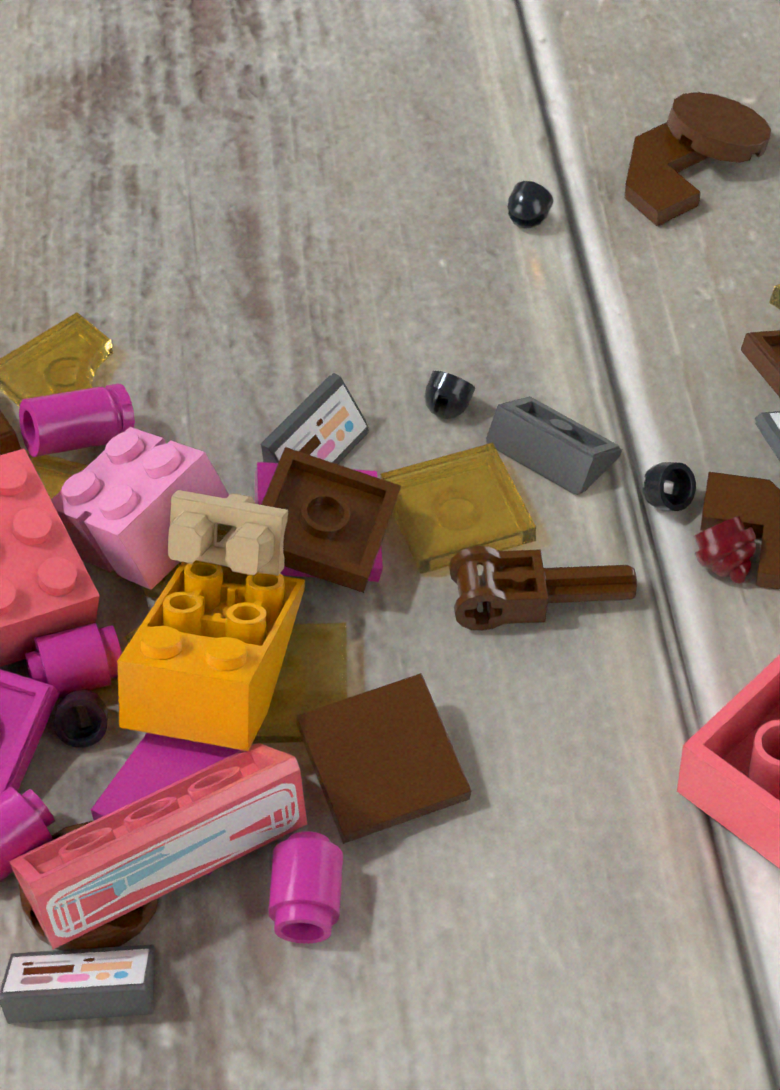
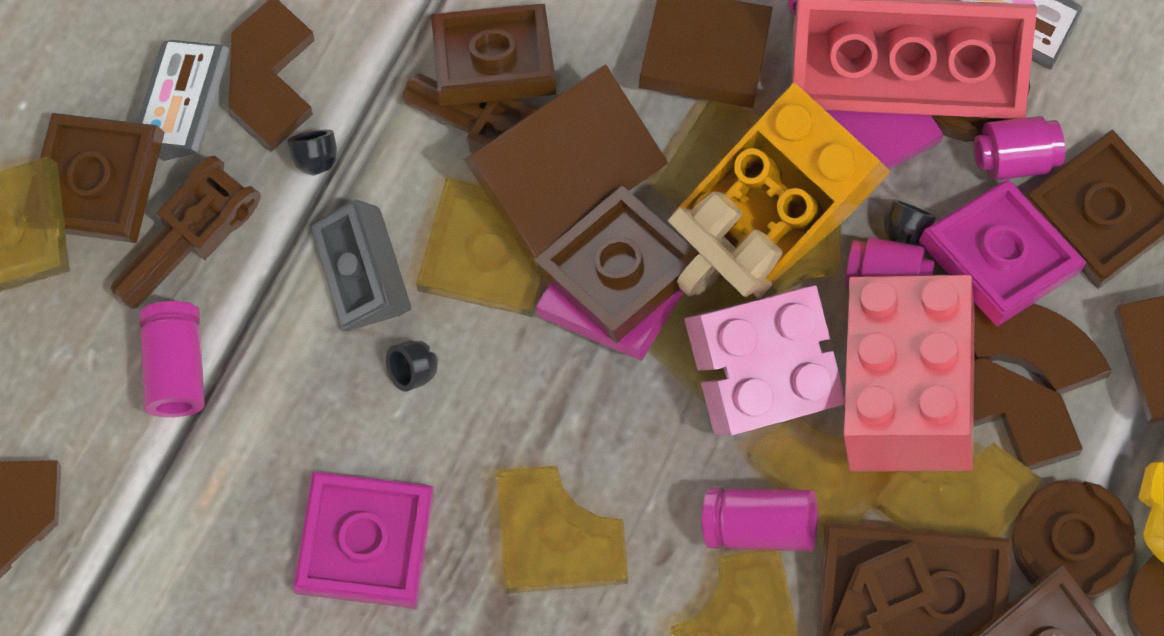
camera: 150 degrees left, 20 degrees up
(246, 352) = (551, 538): none -> clear yellow tile
(321, 426) = (563, 386): slope -> none
(392, 288) = (364, 540): none -> dark pink tile
(433, 571) = (565, 160): none -> reddish brown tile
(529, 204) = (166, 553): black hinge -> none
(577, 633) = (493, 54): none -> reddish brown tile
(636, 298) = (171, 359): none -> dark pink piece
(712, 385) = (194, 219): none -> reddish brown connector
(727, 549) = (317, 67): dark red plate -> none

